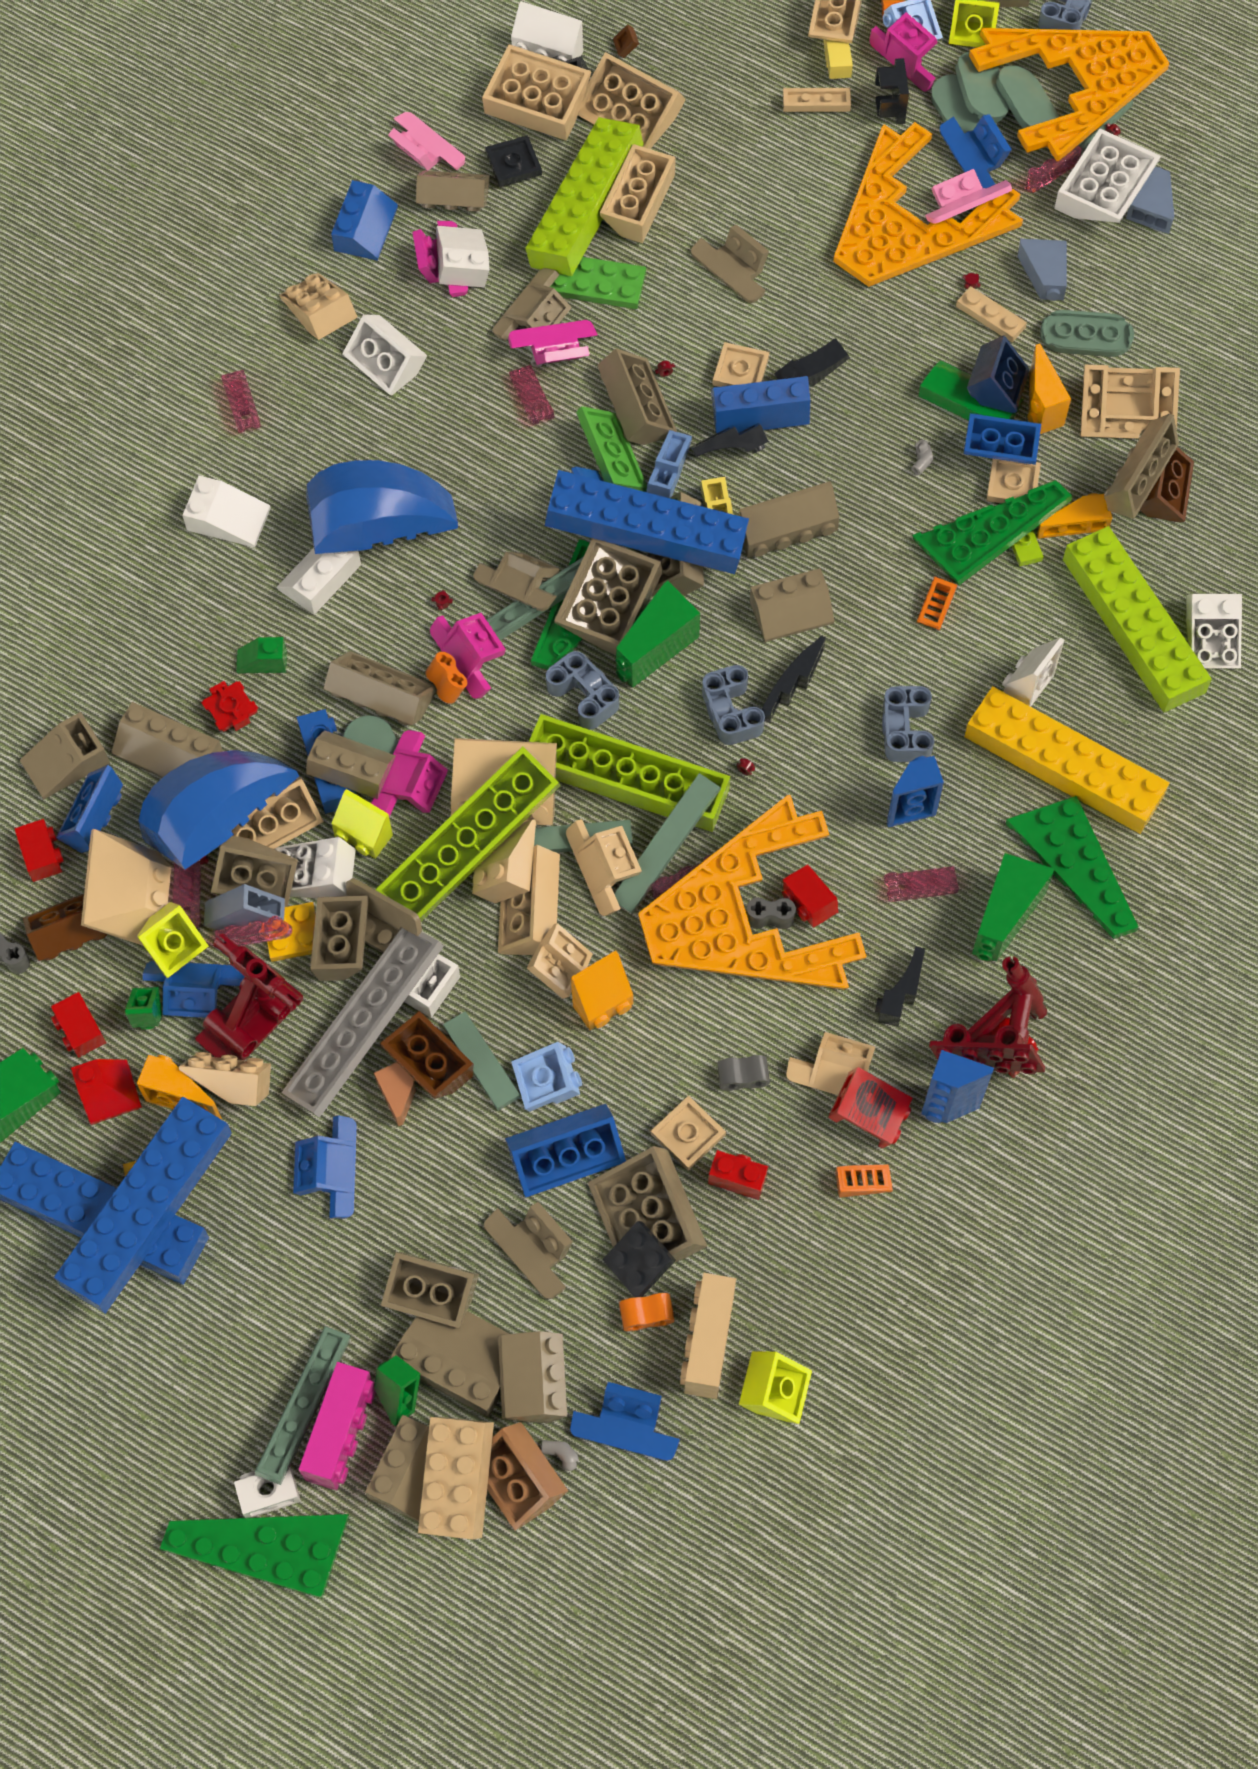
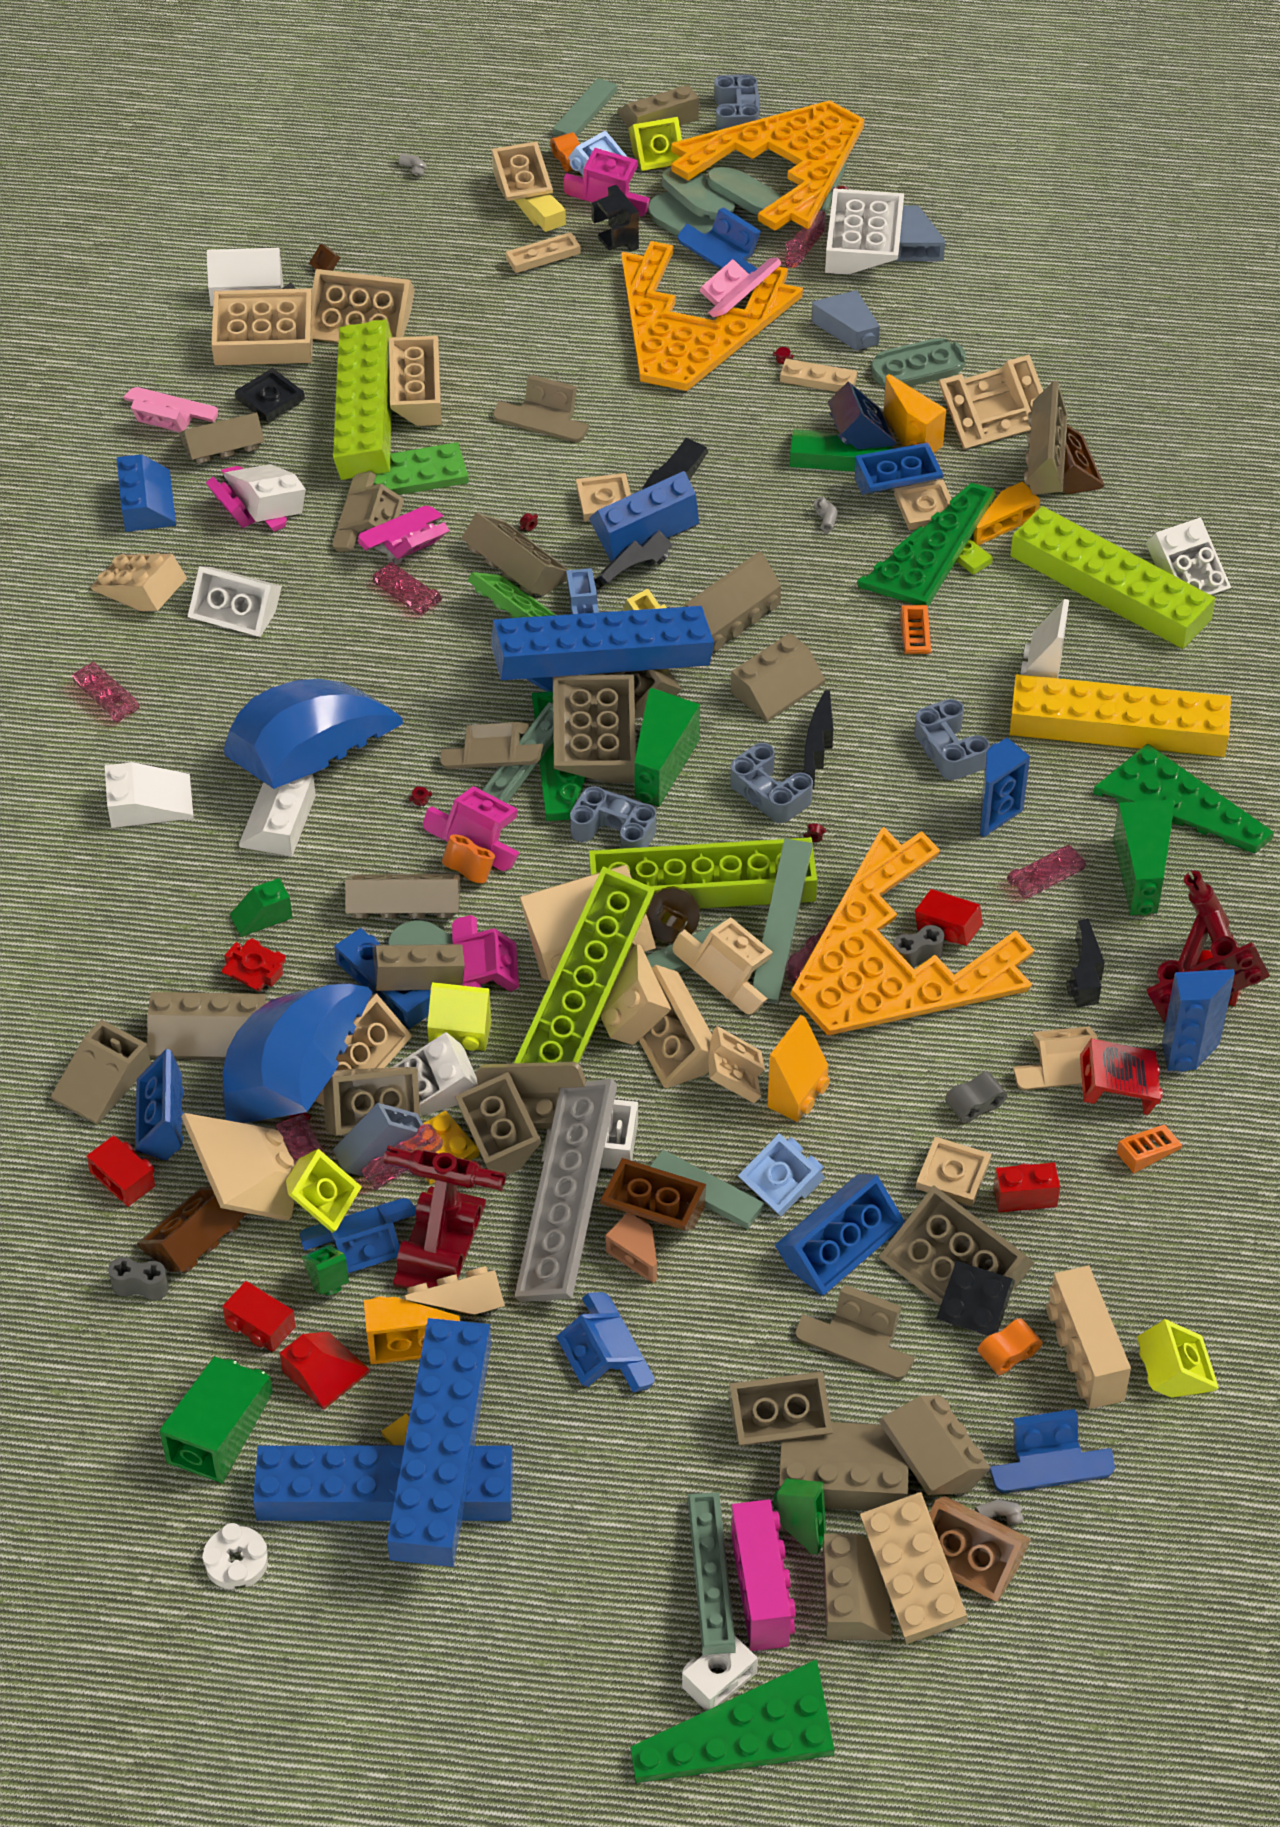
camera: 25 degrees left, 15 degrees down
(581, 798) = (672, 912): none -> dark brown tile

